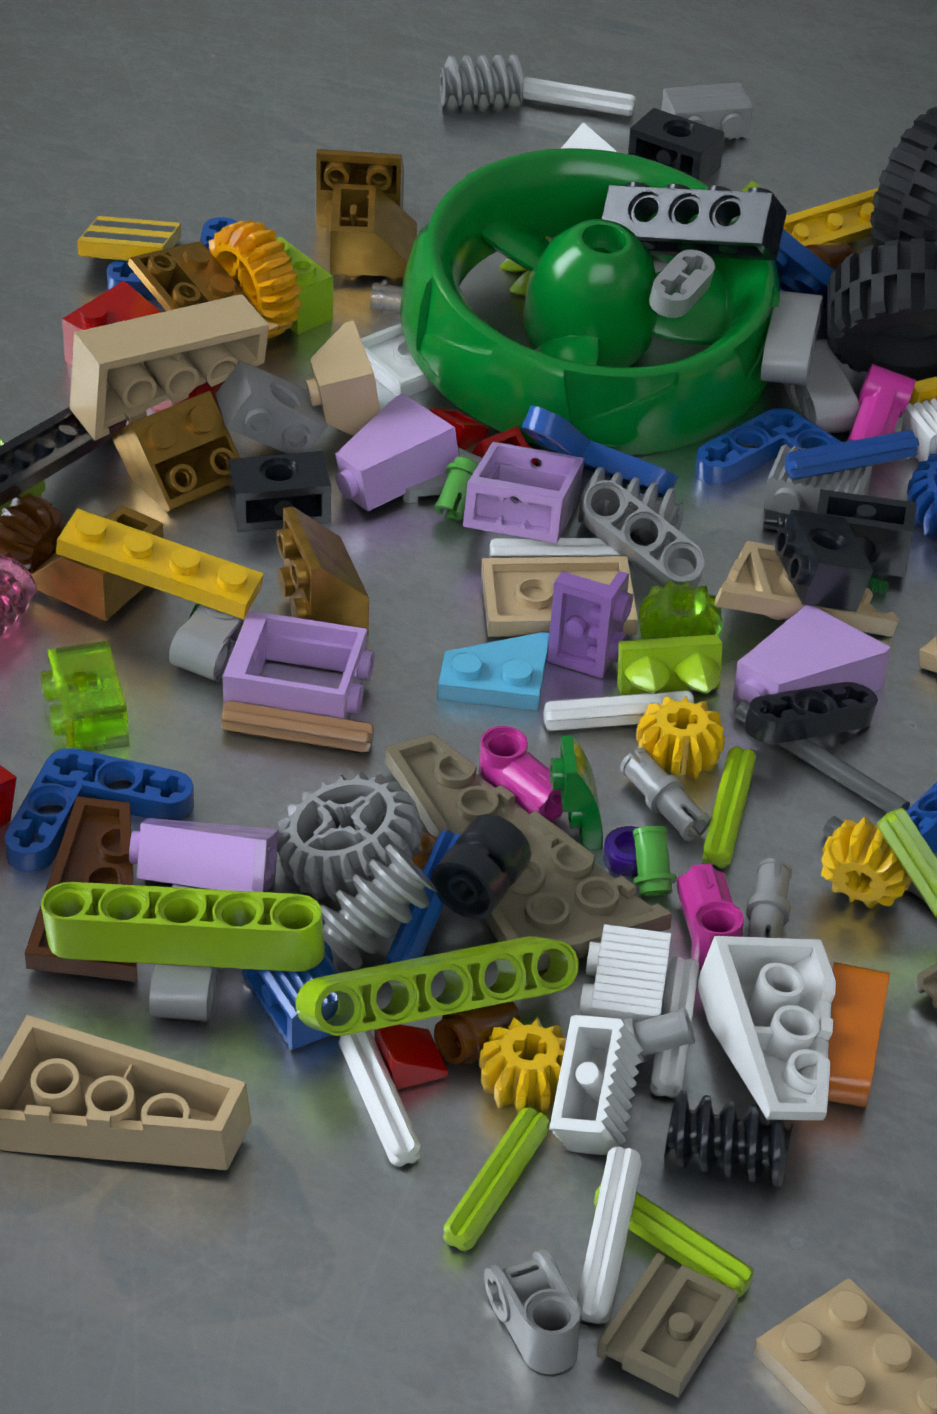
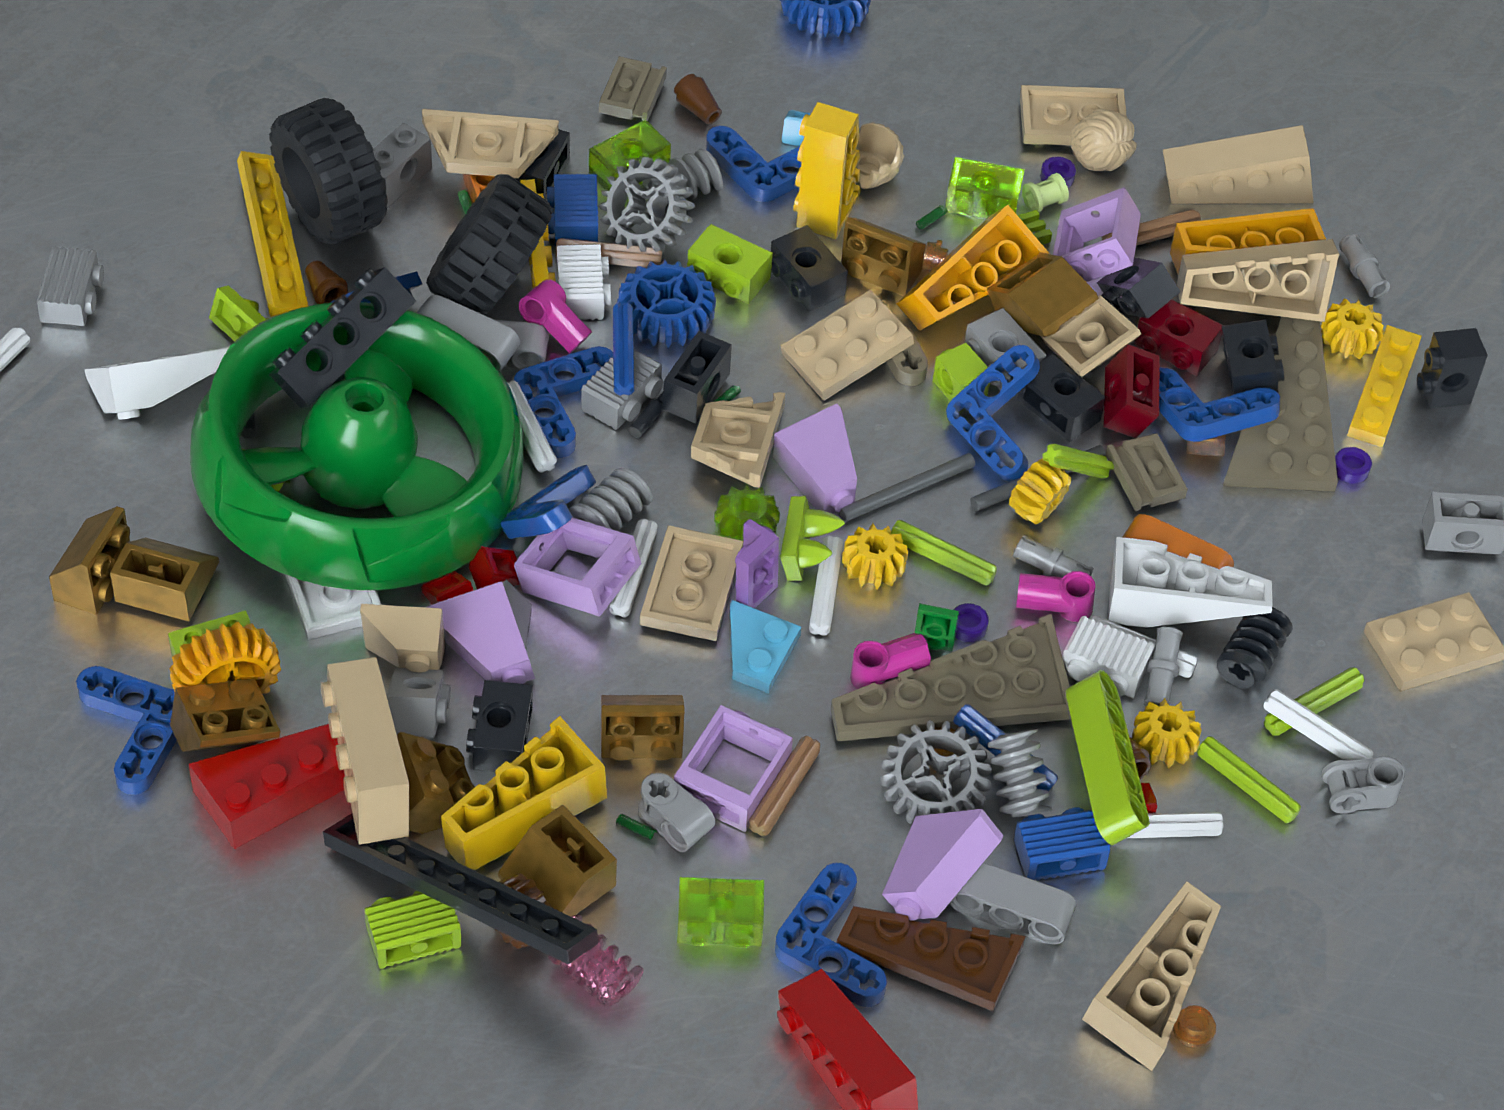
camera: 75 degrees left, 10 degrees up
(57, 1160) = (1198, 1017): none -> clear orange plate
(126, 237) = (82, 754): yellow tile -> none
(159, 563) = (618, 817): yellow plate -> none
(183, 926) = (1028, 903): lime beam -> none
(185, 503) = (541, 779): none -> yellow wedge
(385, 297) = (251, 588): clear pin -> none
(455, 488) = (545, 607): bright green pin -> none
(481, 866) = (1001, 696): black wheel -> none
(595, 1085) = (1212, 695): white brick -> none
(635, 515) = (666, 505): light grey beam -> none
(652, 862) = (1005, 613): bright green pin -> none
(665, 794) = (925, 584): light grey pin -> none
(667, 1325) = (1384, 722): dark tan plate -> none
(676, 278) = (429, 368): light grey beam -> none
(677, 143) = (114, 324): black brick -> none
(688, 440) = (533, 436): none -> white axle
(810, 712) = (868, 485): black beam -> none
(823, 560) = (742, 406): black brick -> none

